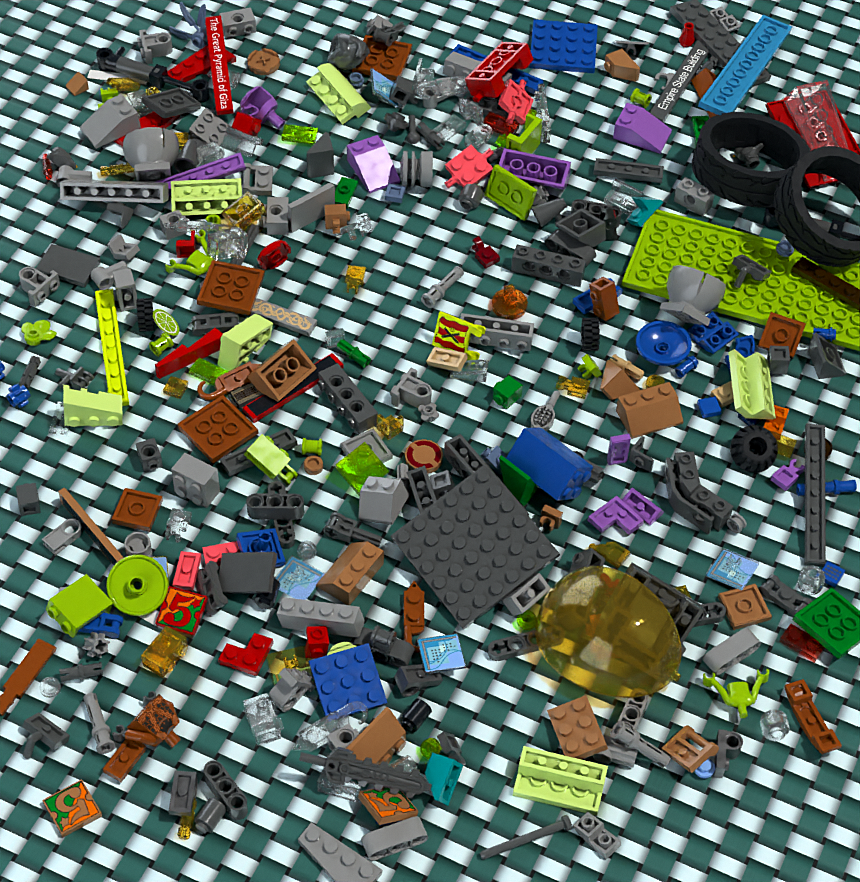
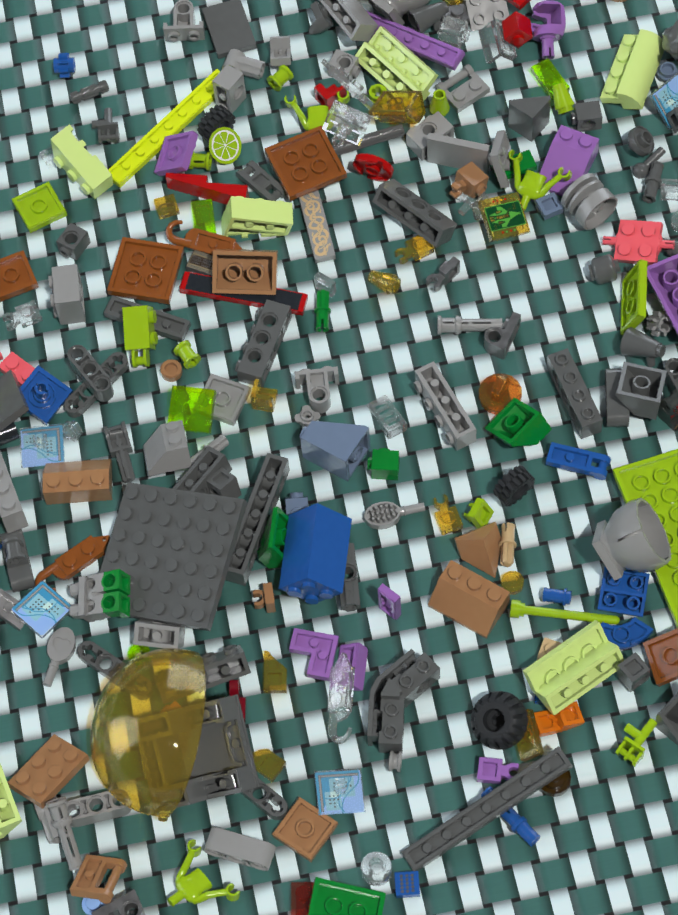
camera: 60 degrees right, 10 degrees up
(18, 395) = (53, 103): blue gear -> none
(36, 332) = (136, 63): lime plate -> none
(94, 459) = (39, 207): none -> lime tile
(142, 258) = (280, 77): none -> lime bush
(144, 350) = (176, 153): none -> medium lavender plate
(259, 192) = (439, 102): none -> lime cone
(318, 131) = (562, 99): none -> lime cone
(331, 257) = (414, 212): none -> dark grey brick
(341, 188) = (499, 157): none -> light grey wing
(348, 133) = (587, 116): none -> dark grey brick
(364, 307) = (385, 281): none -> clear yellow cone
(370, 188) = (533, 183): none -> lime piece
(382, 217) = (503, 216): none -> tile
(391, 271) = (447, 272): none -> flat silver plate
(424, 453) = (252, 447): medium nougat tile -> none
(447, 359) = (378, 389): tan plate -> none
(455, 334) = (408, 378): flag -> none
(469, 606) = (101, 596): none -> hips
(471, 276) = (504, 336): none -> flat silver plate
(472, 406) = (335, 446): none -> sand blue slope
(481, 667) = (60, 650): none -> light grey piece
(486, 256) = (544, 333): dark red plate -> none
(545, 304) = (519, 425): none -> green slope
(604, 298) = (567, 467): dark orange brick -> none
(640, 459) = (404, 618): dark grey bracket -> none
(663, 343) = (563, 544): blue dish -> none
(664, 523) = (340, 697): none -> clear plate
(680, 389) = (520, 609): none -> lime piece
(709, 407) = (524, 648): blue tile -> none
(784, 596) = (345, 857): dark grey plate -> none
(828, 395) = (634, 746): none -> lime arm

